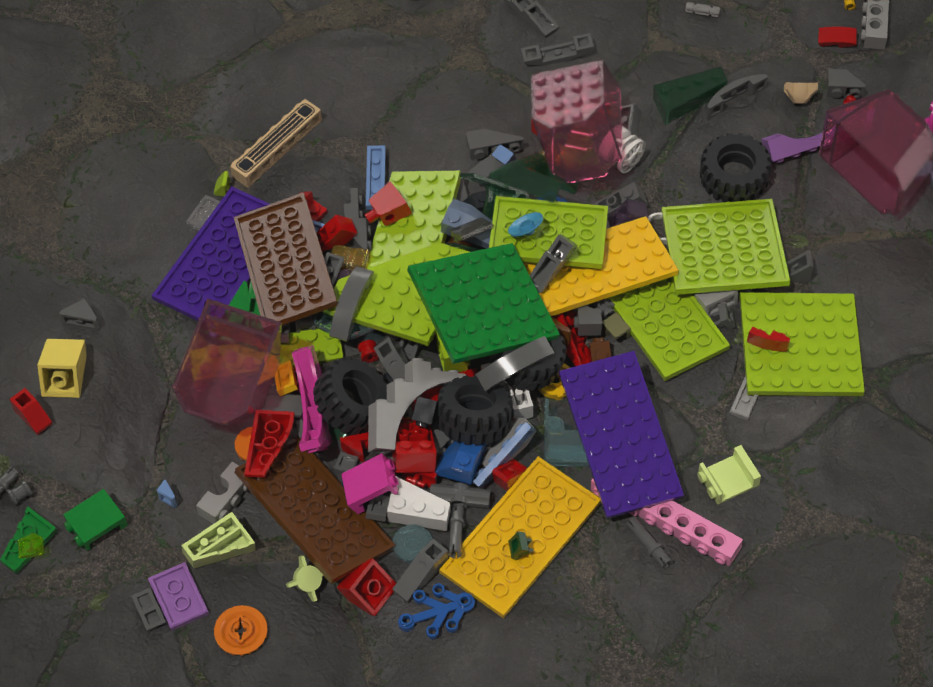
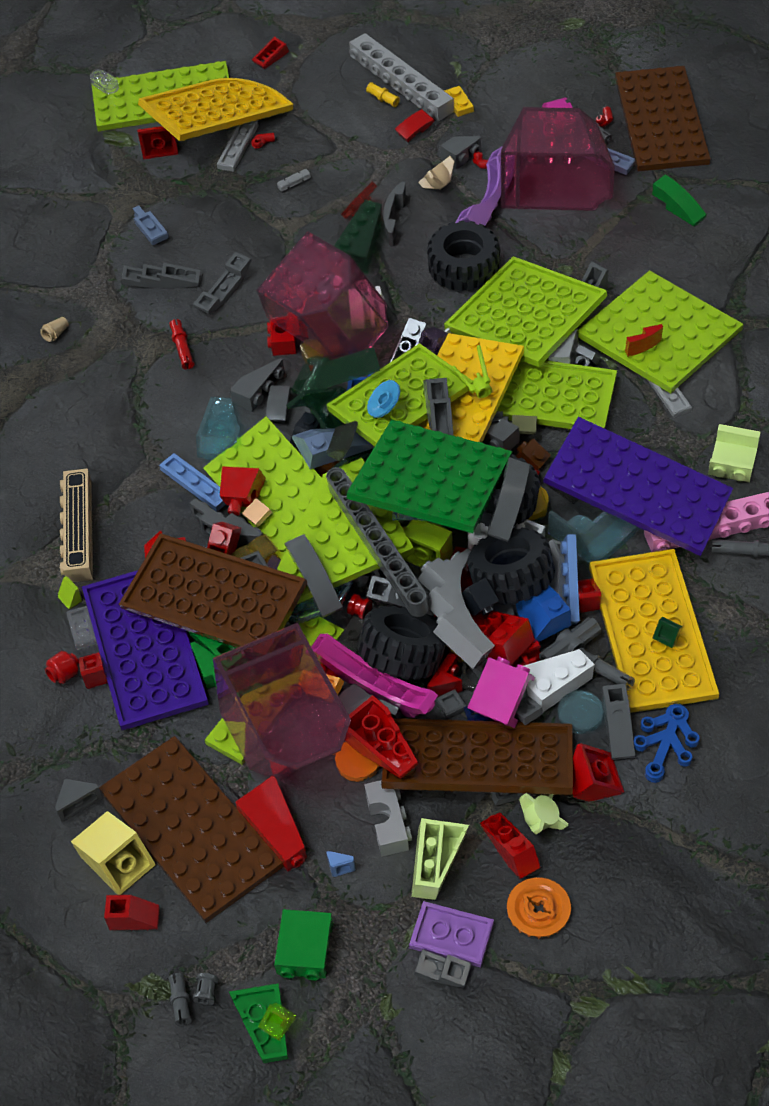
camera: 45 degrees left, 5 degrees down
(120, 394) = (191, 828): none -> reddish brown plate
(162, 435) = (272, 820): none -> red slope
(163, 228) = (62, 667): none -> red head
(176, 244) = (92, 670): none -> red slope
(269, 579) = (511, 844): none -> red slope
(380, 232) = (257, 512): none -> light nougat tile
(410, 306) = (379, 545): none -> dark grey beam
(430, 151) = (218, 428): none -> clear light blue wedge
(486, 66) = (180, 339): none -> red pin
(503, 155) = (283, 379): medium blue slope -> none
(603, 271) = (480, 384): none -> lime plant
(728, 63) = (354, 205): none -> clear red plate
(897, 43) = (461, 102): none -> yellow plate

